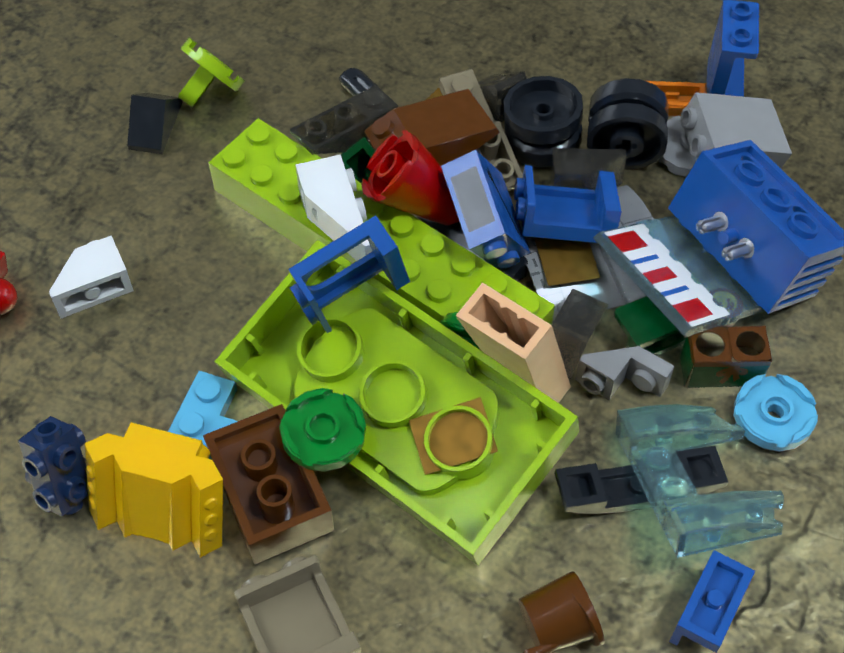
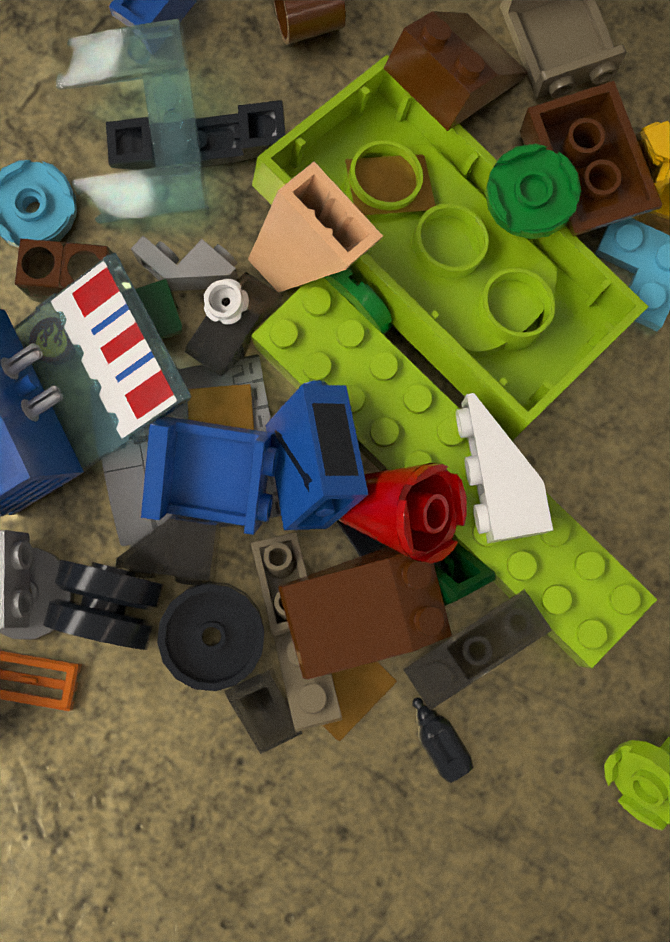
camera: 175 degrees left, 25 degrees up
(384, 257) = (464, 351): blue panel -> none
(398, 558) = (451, 66): none -> reddish brown slope
(583, 318) = (225, 289): none -> white plate

